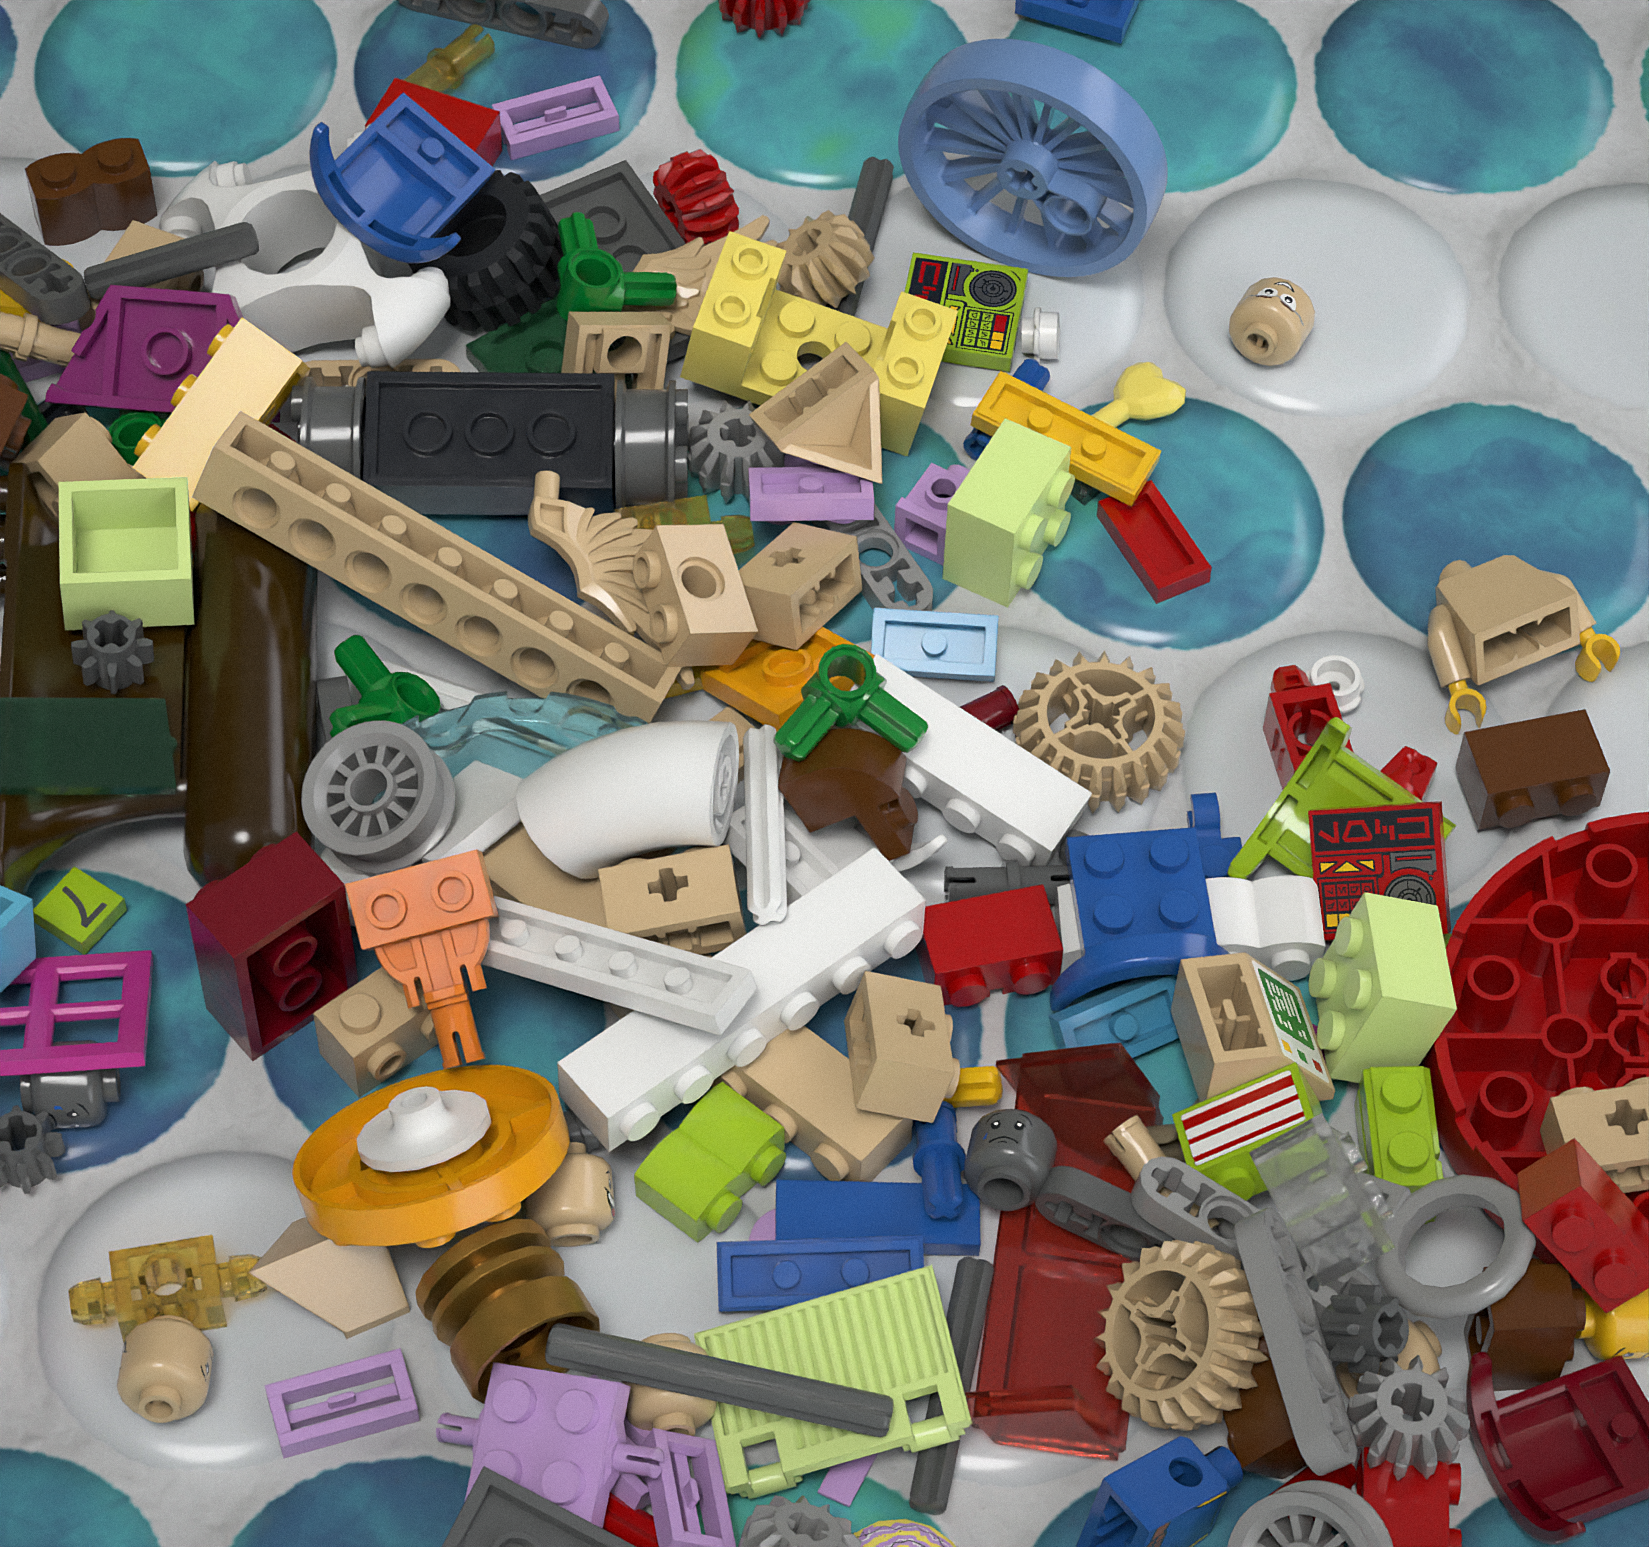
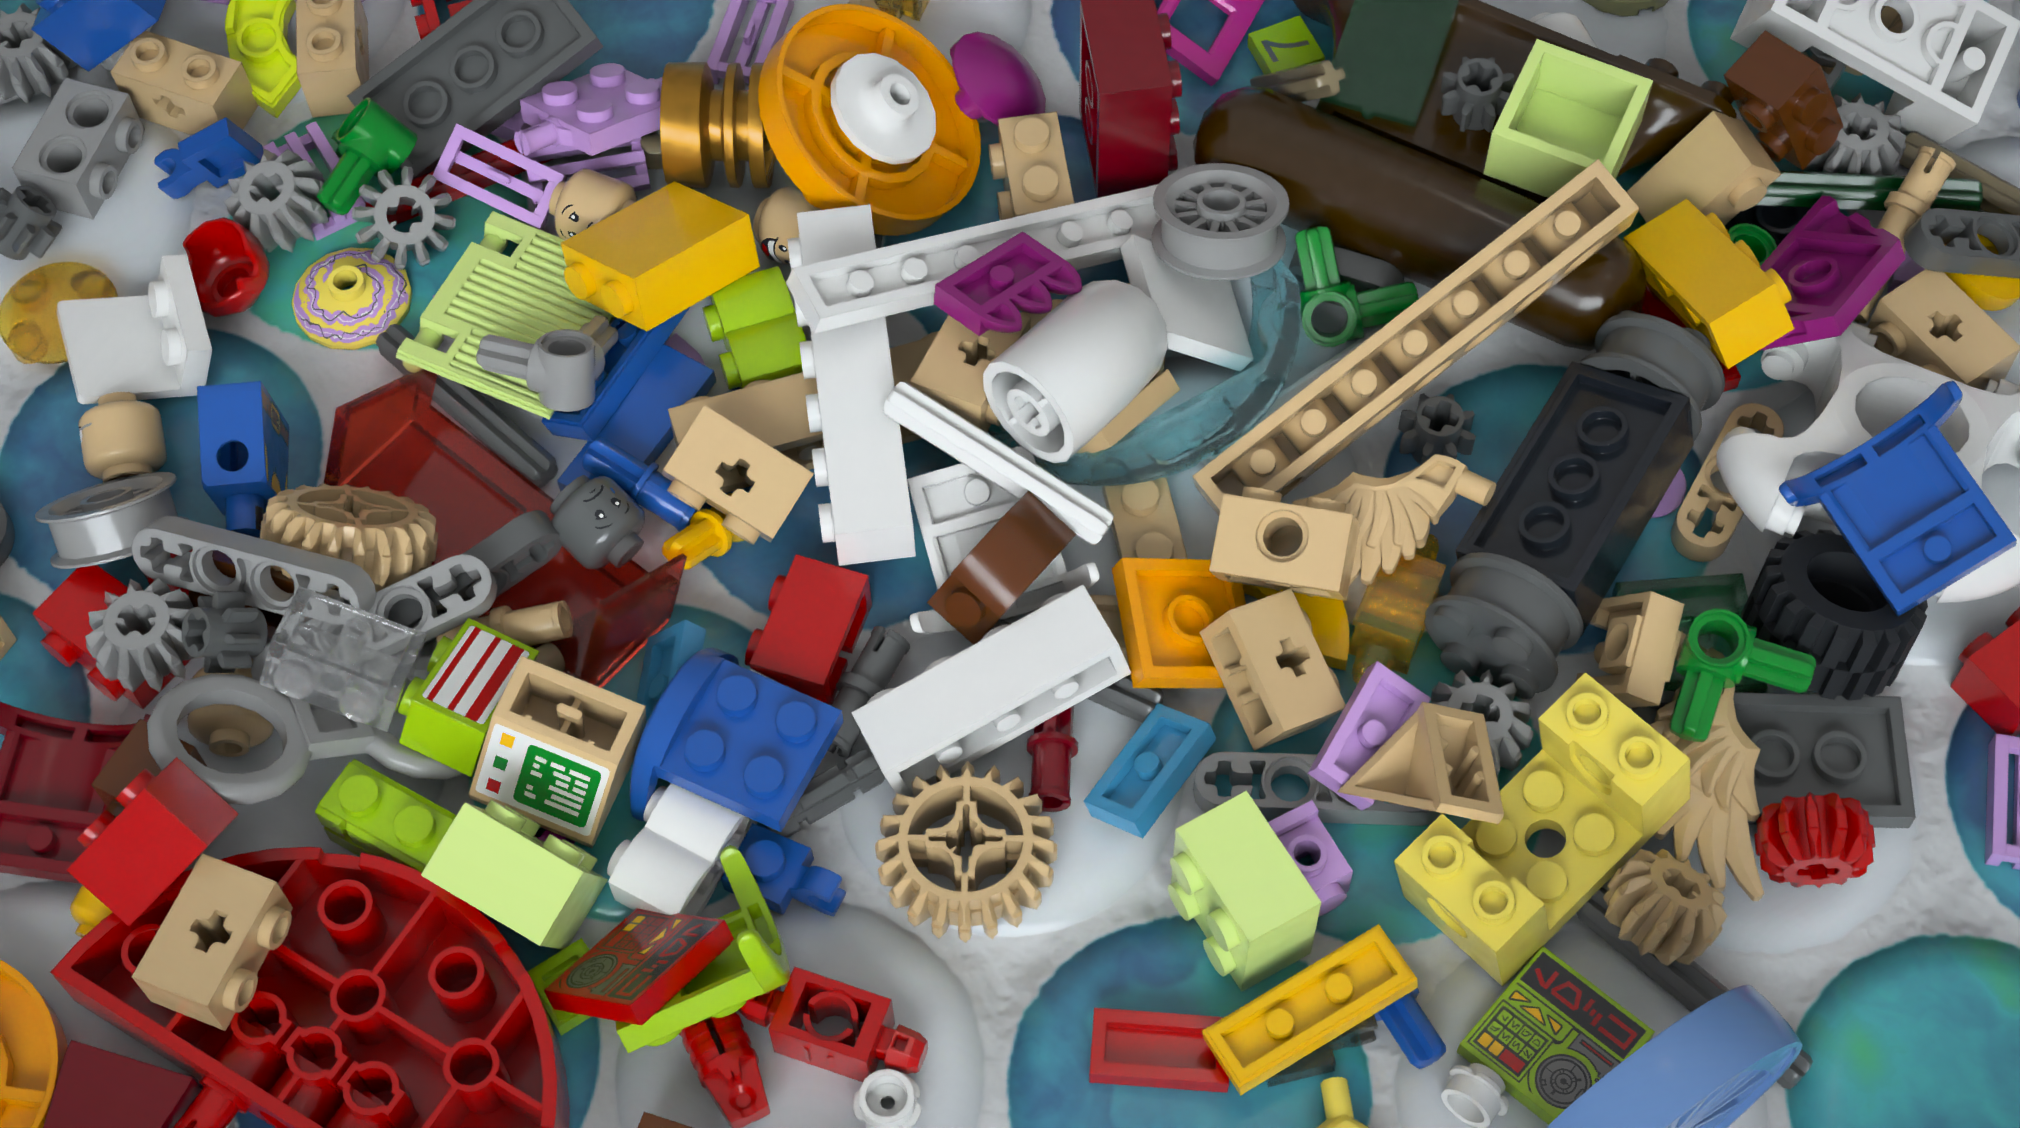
camera: 125 degrees right, 5 degrees up
(163, 829) = (1303, 82): none -> dark tan axle
(173, 259) = (1926, 325): dark grey axle -> none
(286, 1111) = (994, 79): none -> magenta dish
(428, 928) = (1053, 177): orange brick -> none
(592, 882) = (1004, 282): none -> magenta plate
(700, 1266) = (660, 255): none -> yellow brick
(719, 1380) = (546, 208): dark grey axle -> none
(830, 706) = (1071, 558): green axle -> none
(897, 1276) = (557, 366): none -> light grey axle

